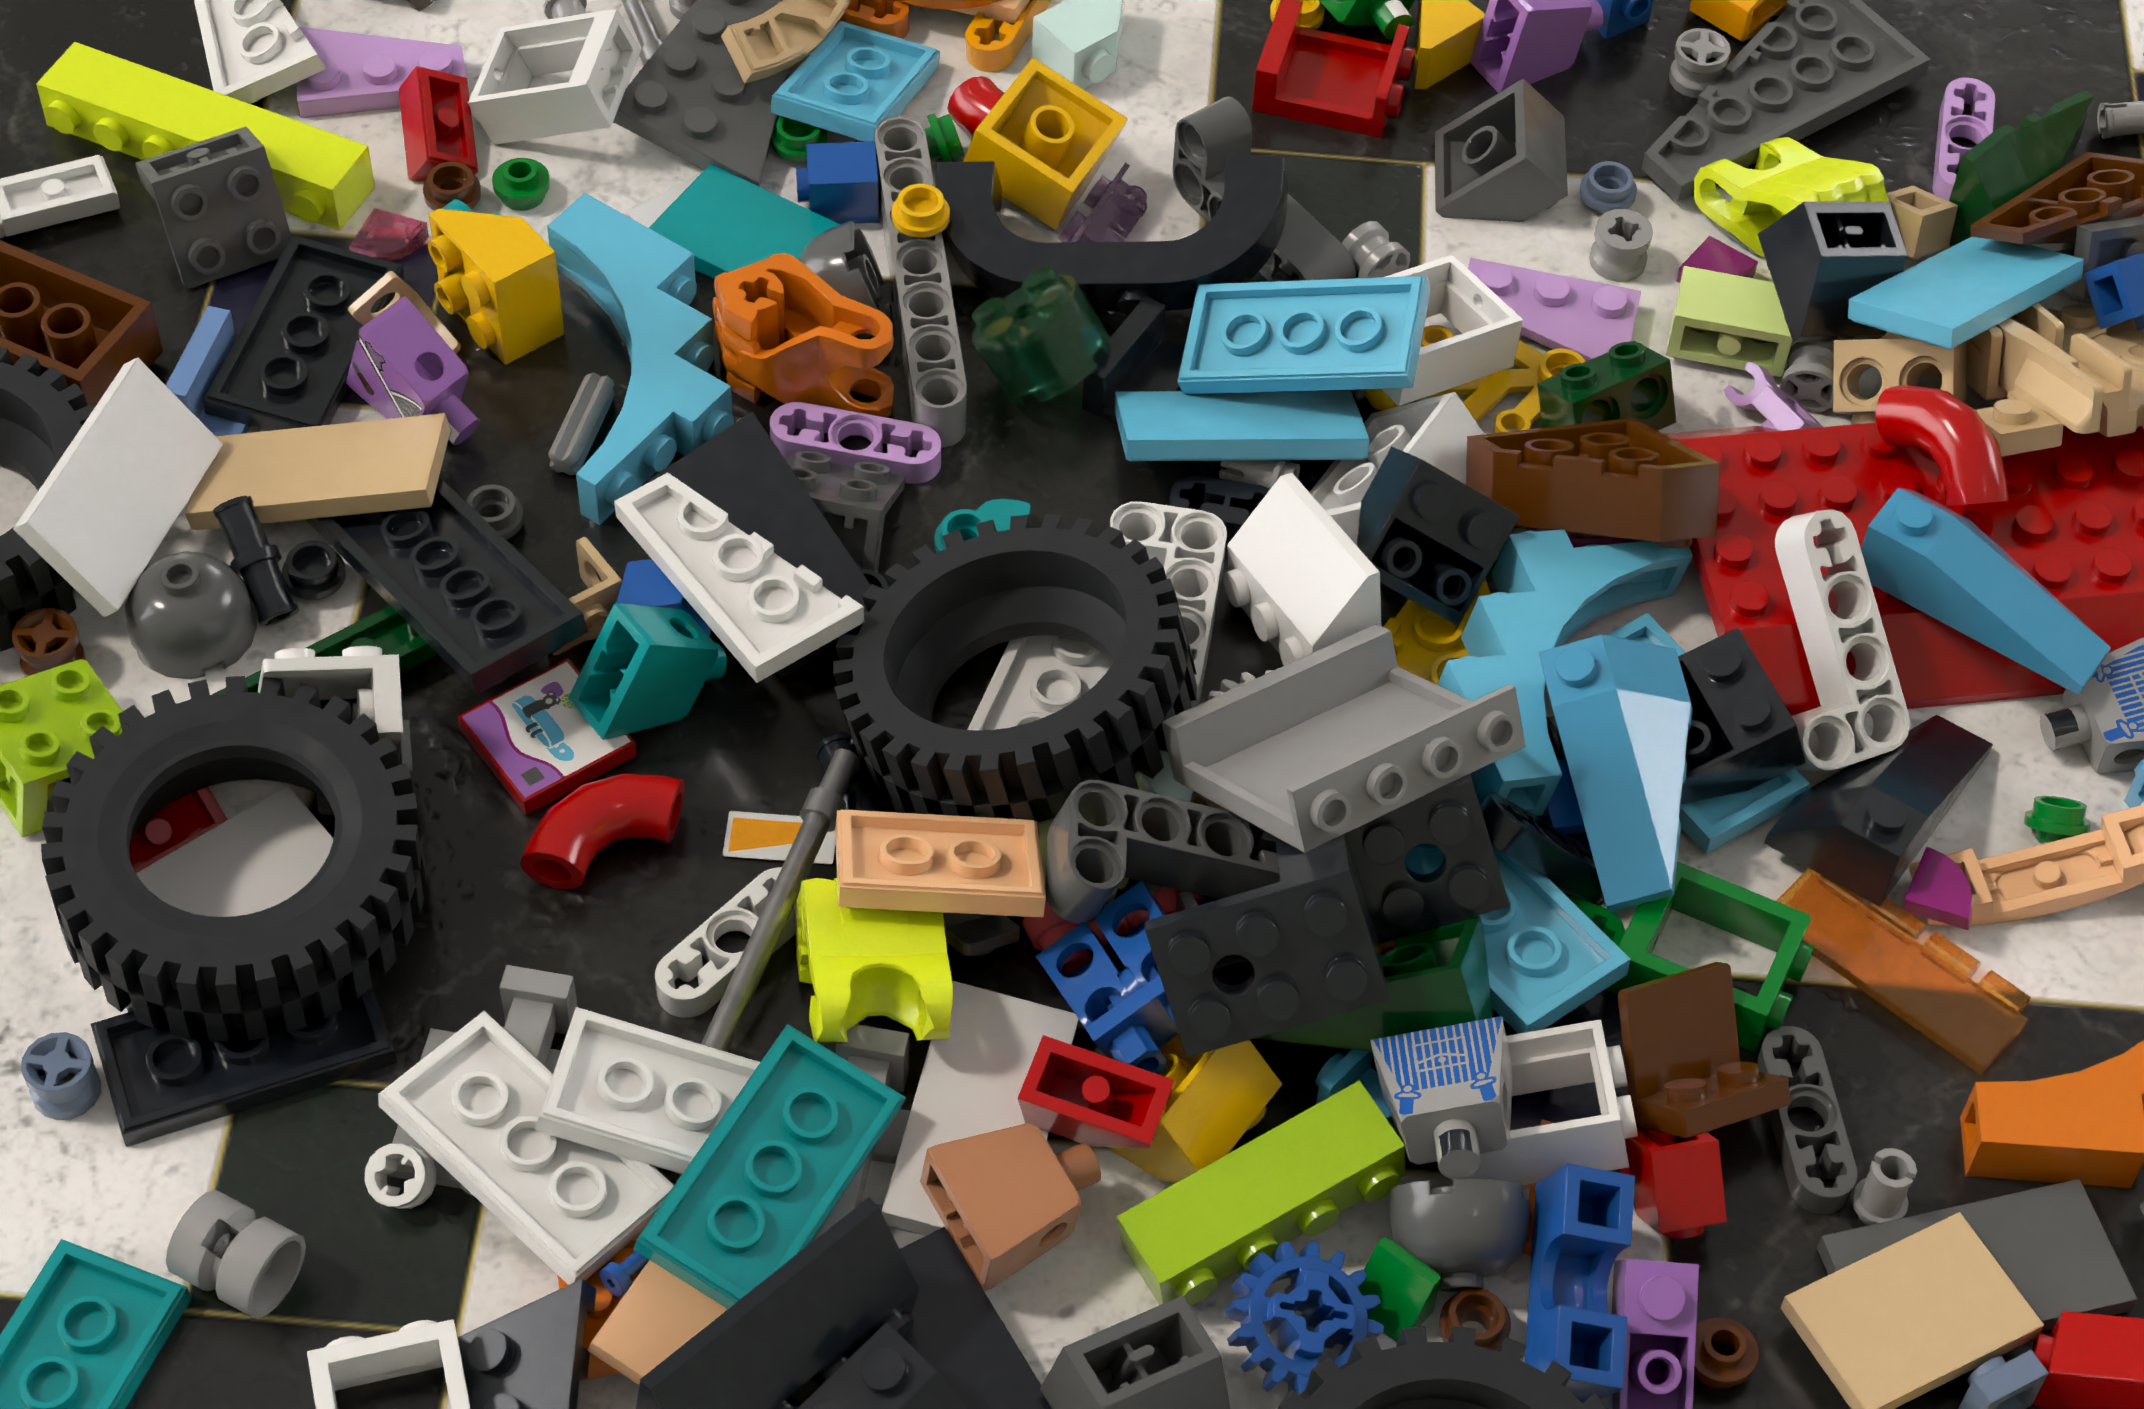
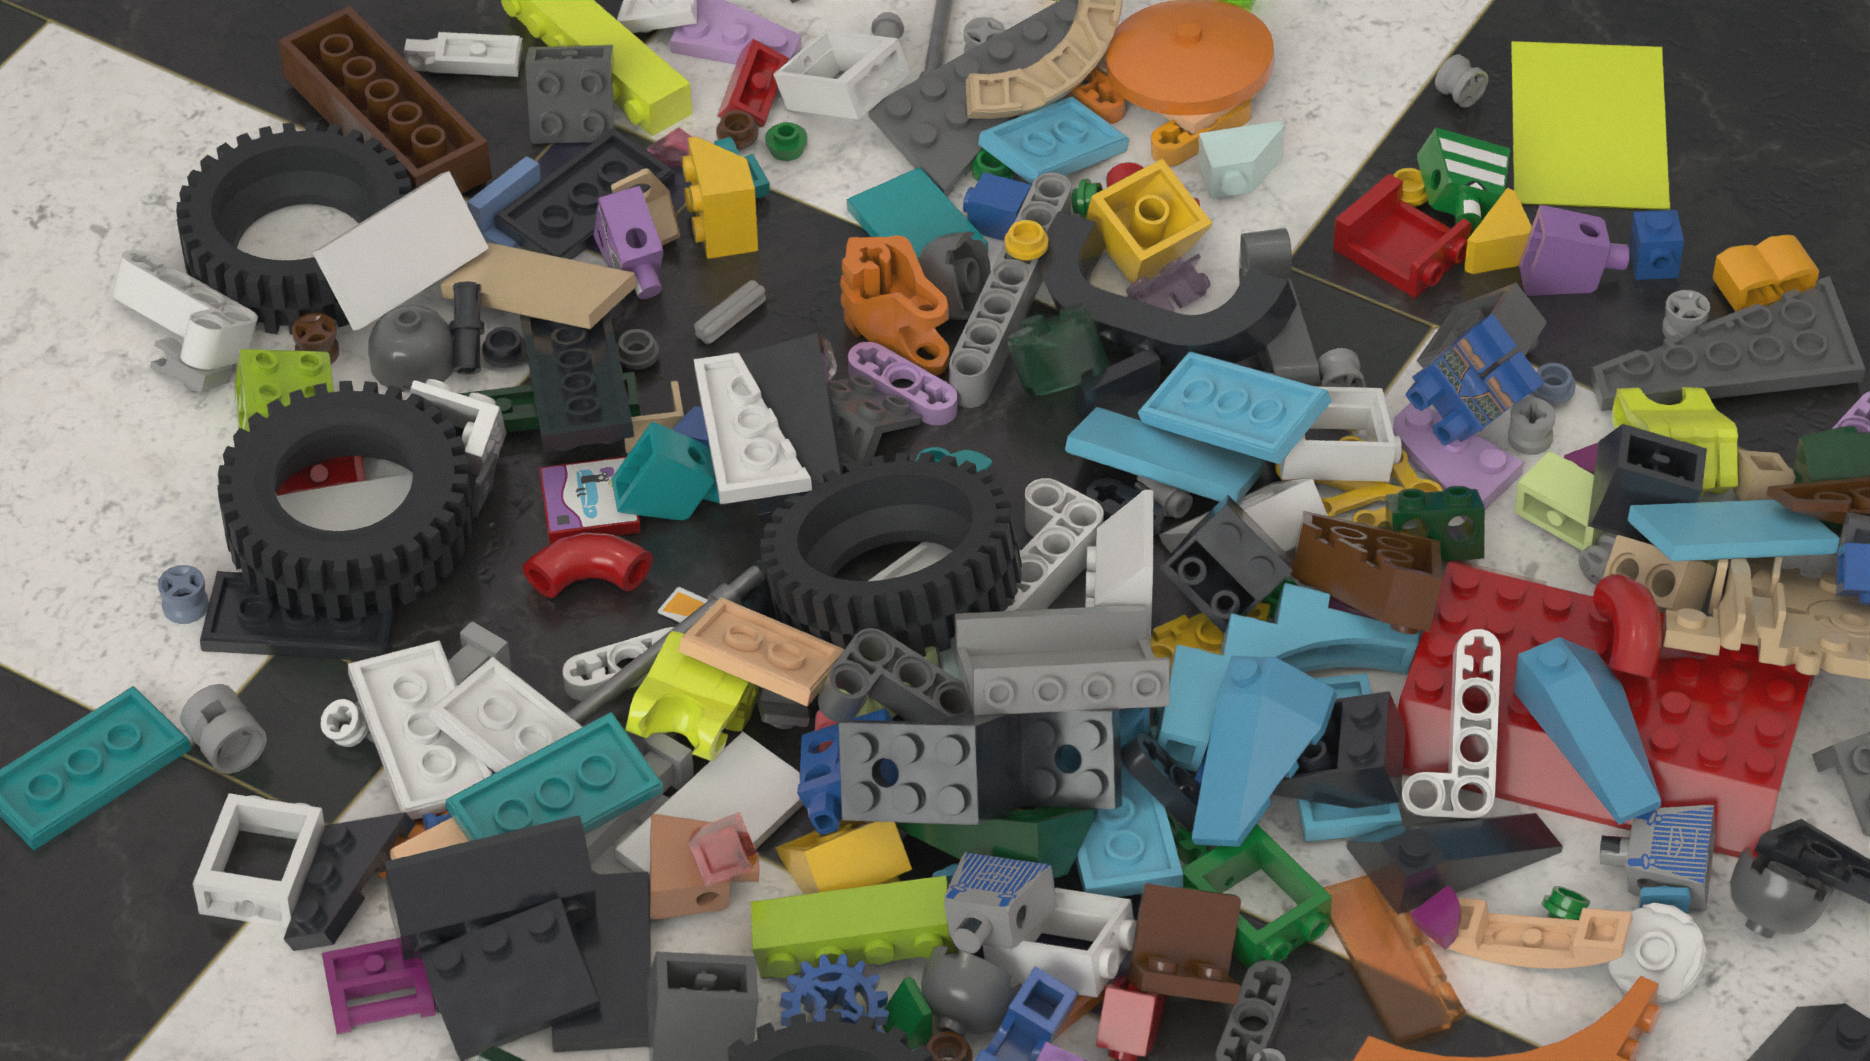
camera: 30 degrees right, 5 degrees down
(647, 294) = (812, 273): medium azure arch -> none
(1058, 1161) = (722, 849): none -> clear red panel
(1093, 1097) = (773, 821): red slope -> none
(1556, 209) = (1460, 394): none -> blue hips
(1778, 408) = (1562, 567): lavender plate -> none

